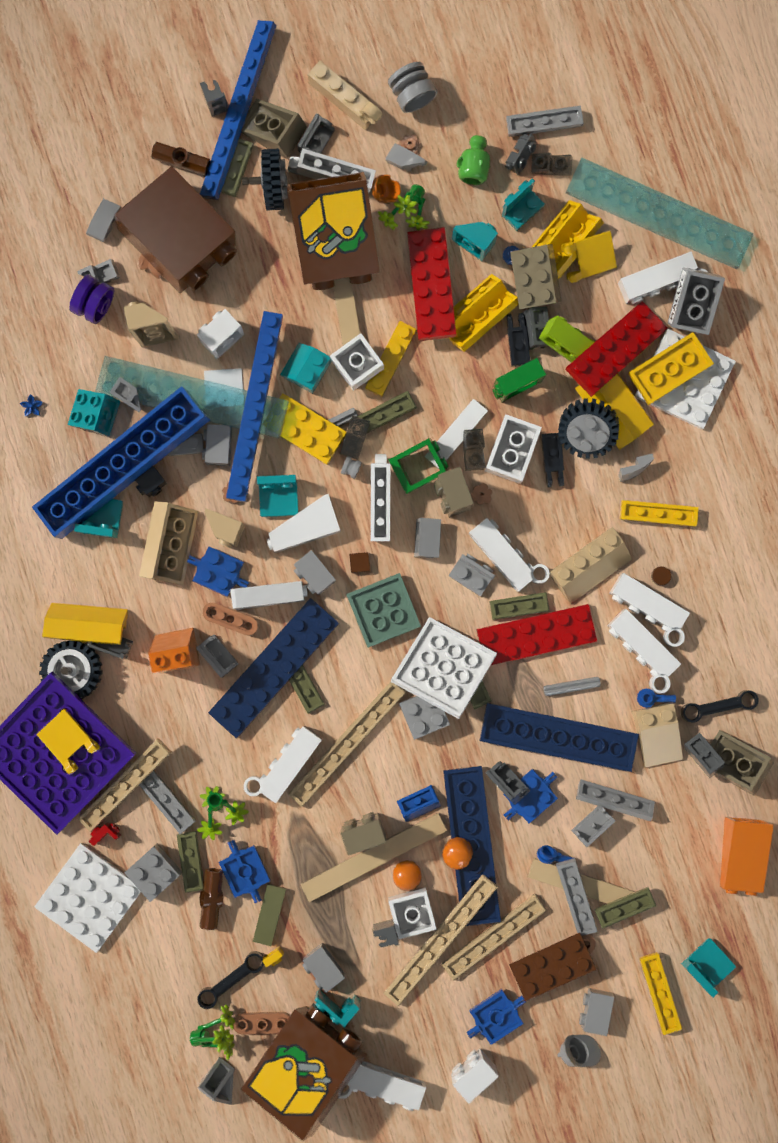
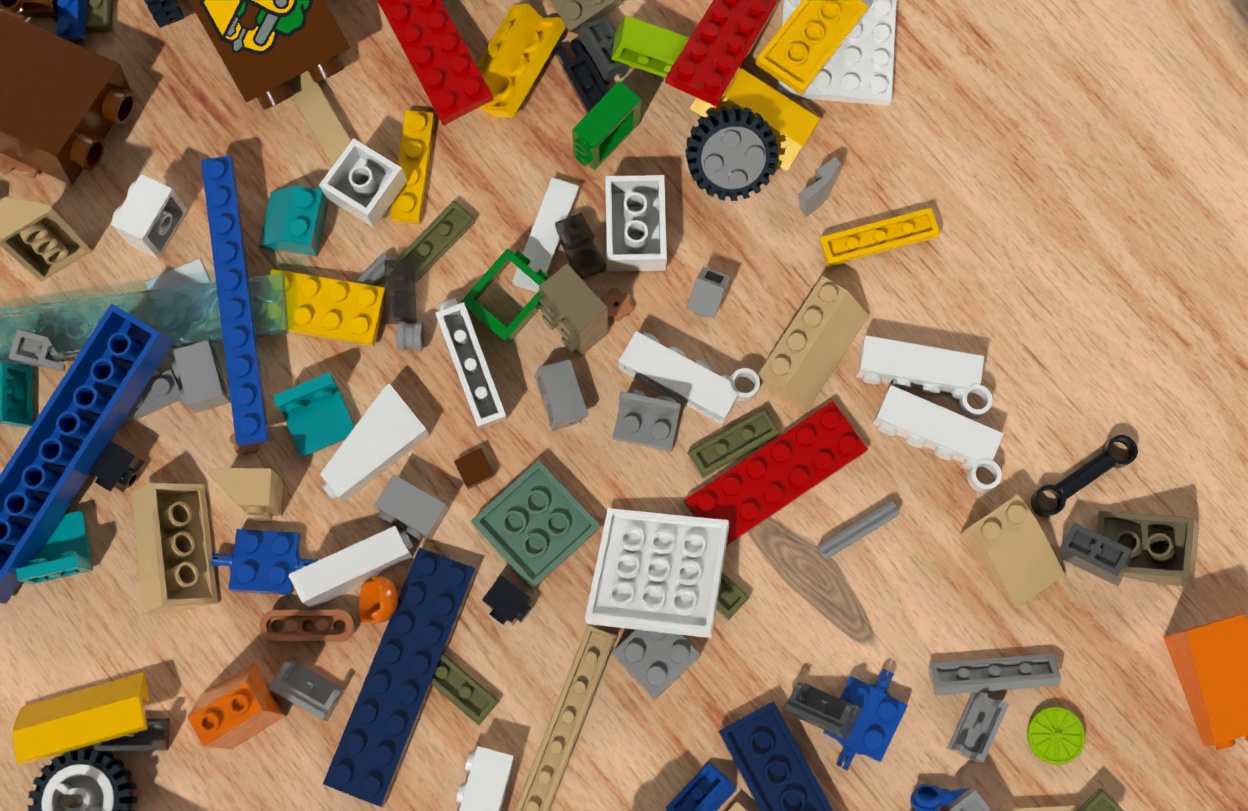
camera: 20 degrees left, 10 degrees down
(275, 620) = (377, 600): none -> orange hair
(350, 650) = (507, 602): none -> black brick
(540, 509) = (708, 292): none -> light grey brick
(552, 457) = (697, 216): black hinge -> none
(559, 737) = (870, 612): dark blue plate -> none
(636, 848) = (1056, 735): none -> lime wheel
(647, 698) = (976, 504): blue plate -> none
(661, 575) = (919, 323): reddish brown tile -> none

